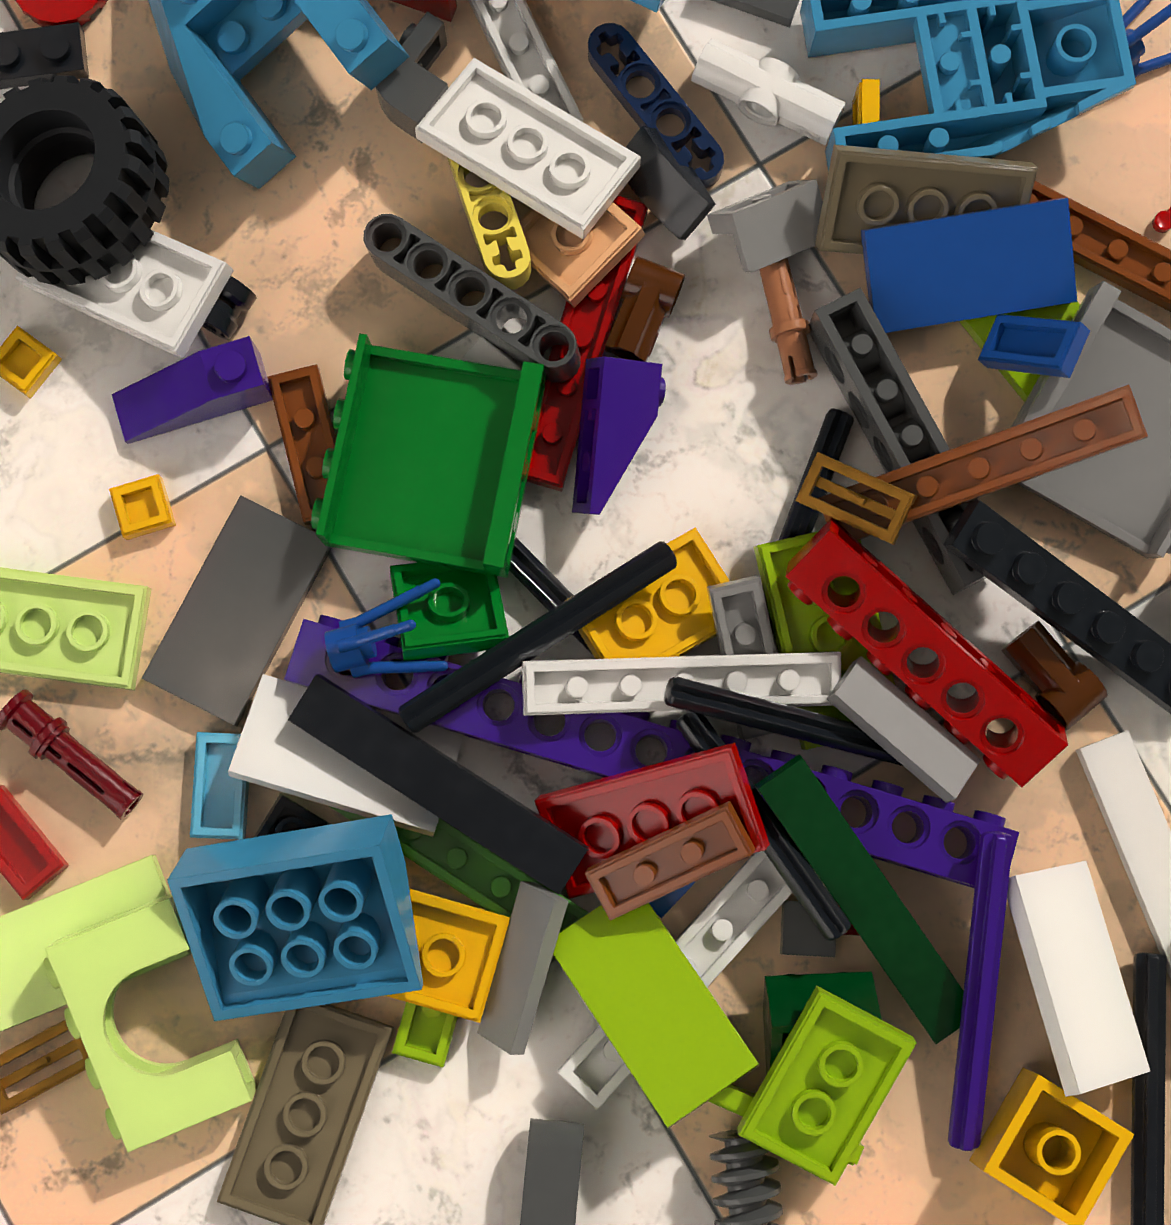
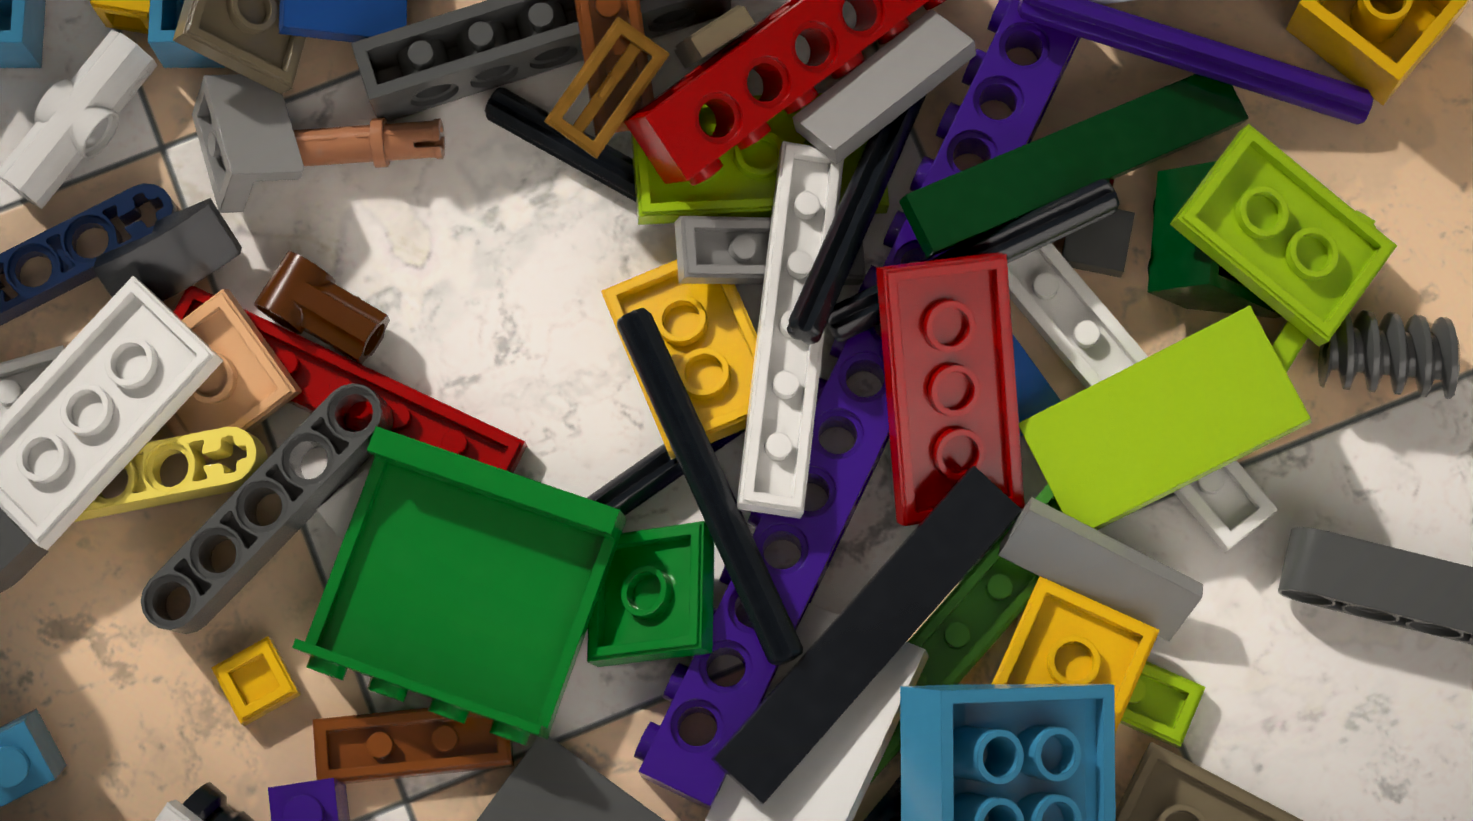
camera: 75 degrees left, 5 degrees down
(342, 316) = (256, 681): none -> yellow tile
(355, 644) = (685, 709): blue plant -> none
(616, 415) = (456, 362): dark purple slope -> none
(670, 860) = (1002, 369): dark orange tile -> none
(922, 581) = (713, 35): none -> dark tan tile

